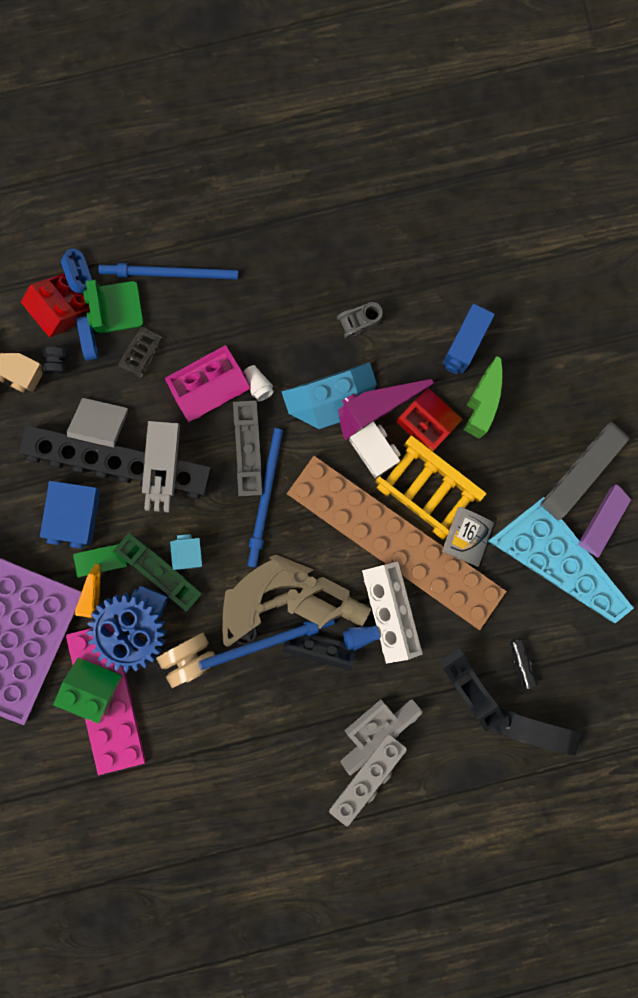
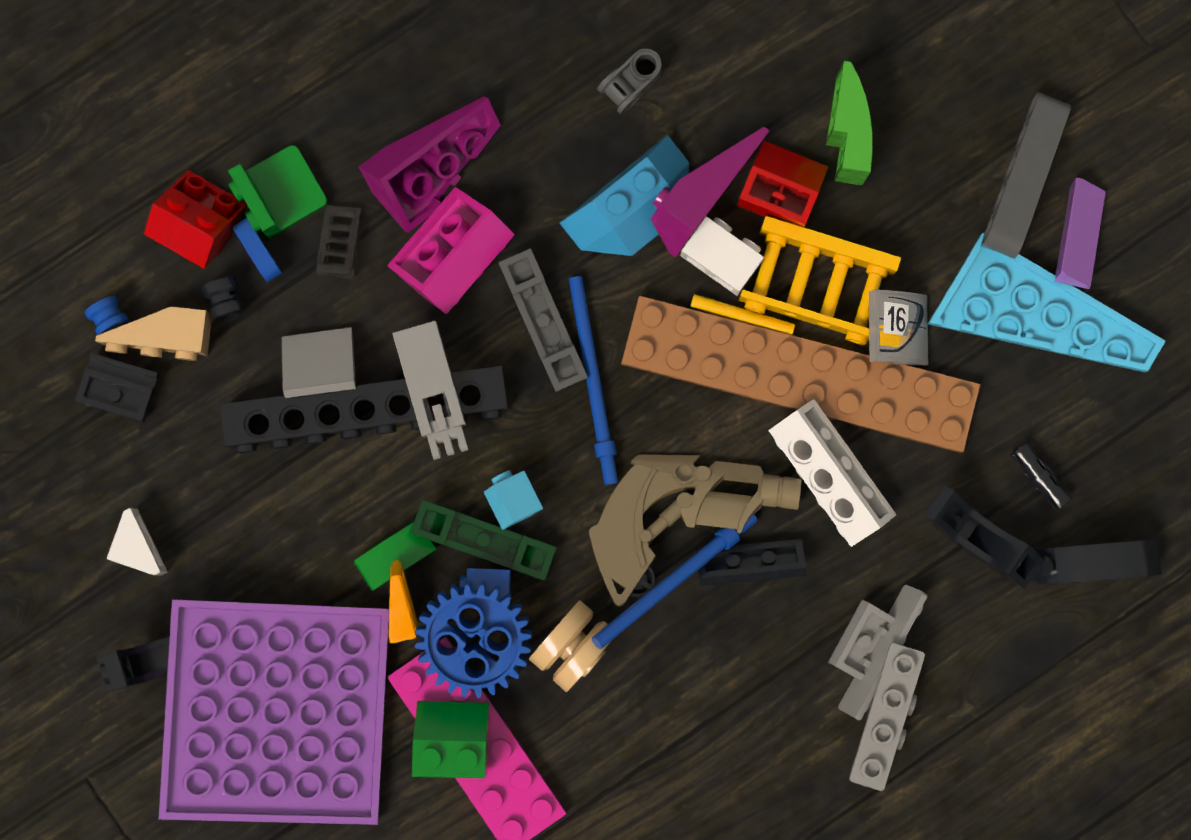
camera: 15 degrees left, 0 degrees up
(70, 514) = (328, 506): blue brick -> none
(76, 270) = (204, 160): blue beam -> none
(124, 270) = (270, 134): blue bar -> none
(209, 324) = (421, 166): none -> magenta wedge
(258, 383) = (526, 226): white cone -> none
(360, 636) = (800, 523): blue cone -> none
(372, 491) = (741, 315): none -> yellow bar
(467, 339) = (793, 52): blue brick -> none

